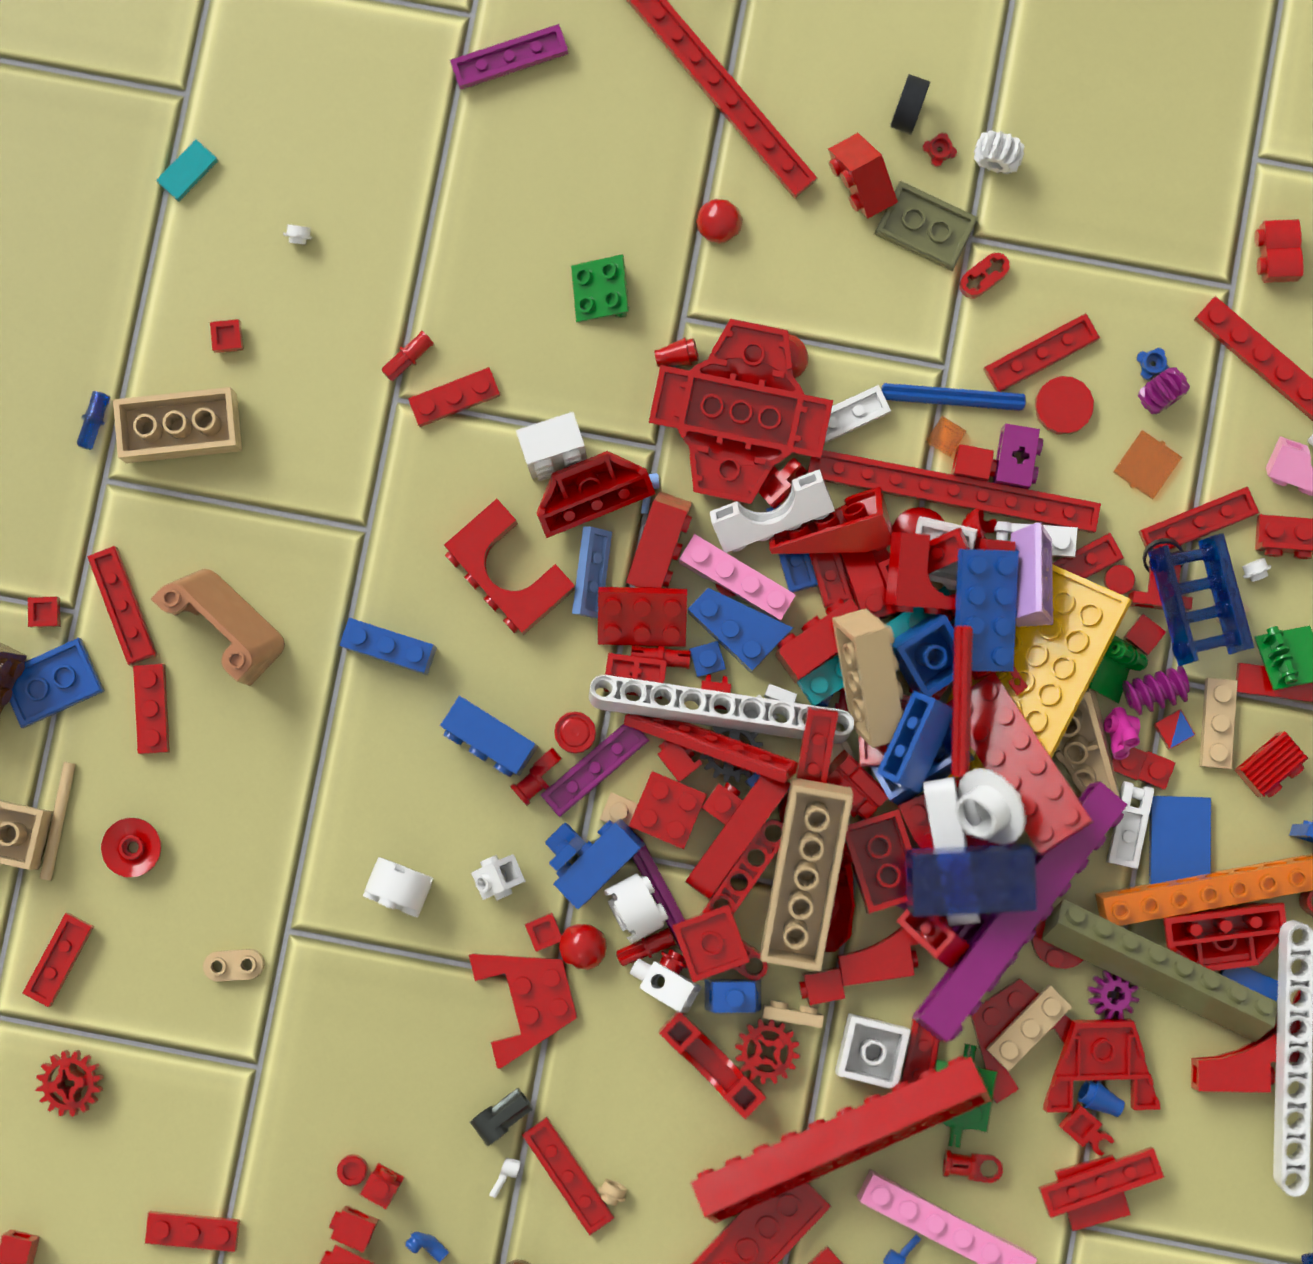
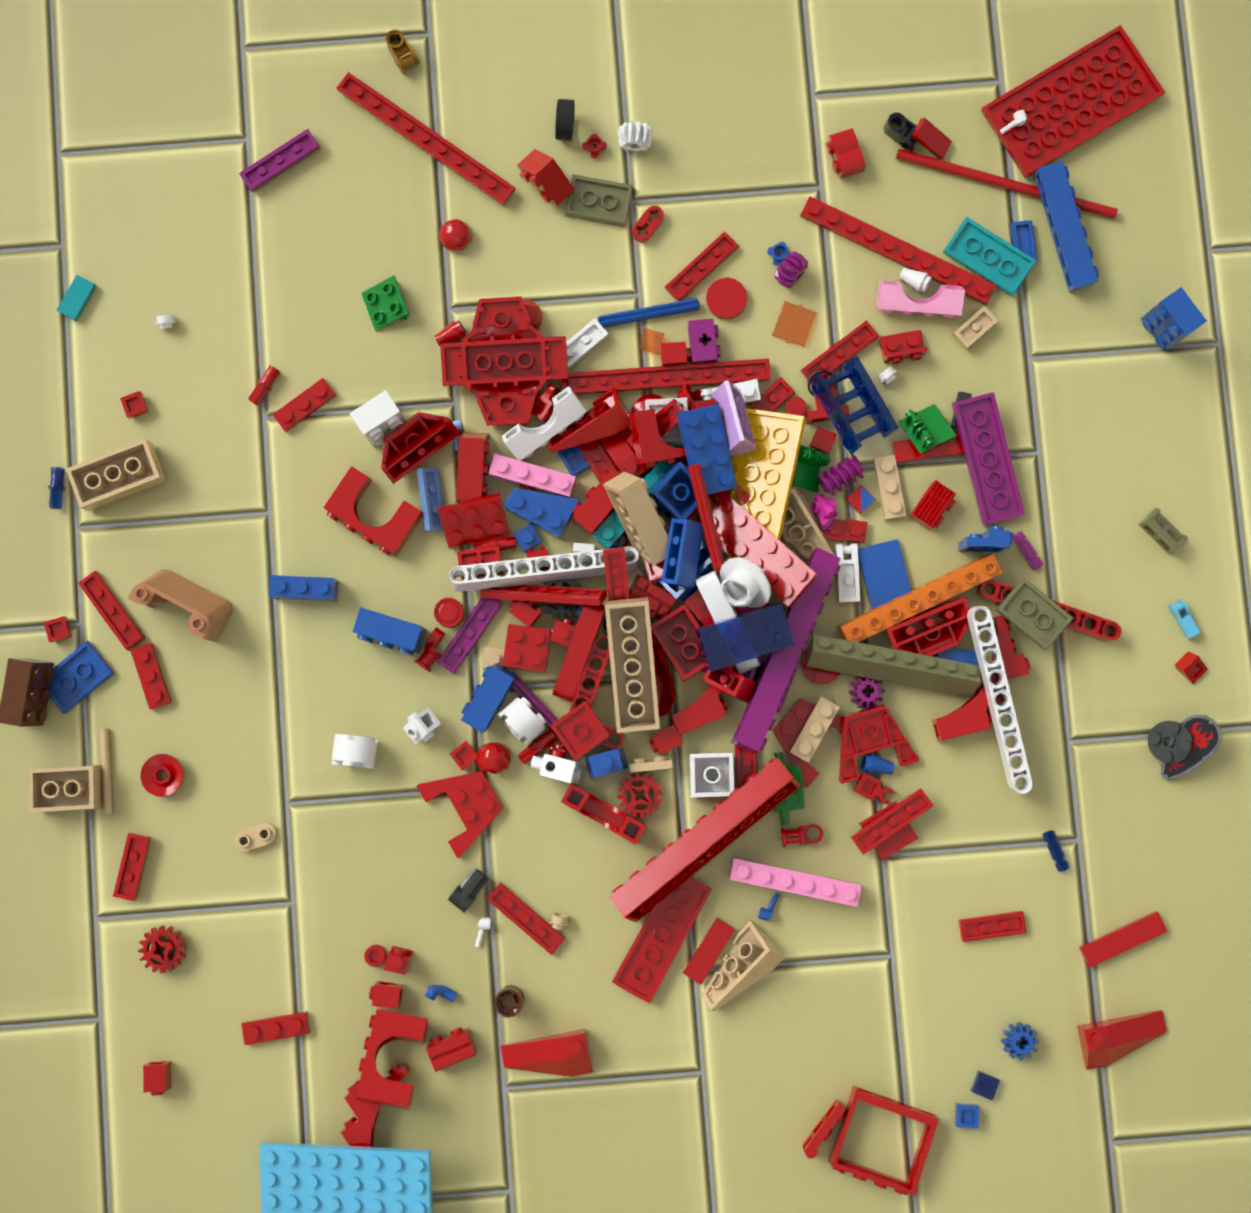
camera: 15 degrees left, 0 degrees up
(564, 845) = (461, 691): blue bracket -> none

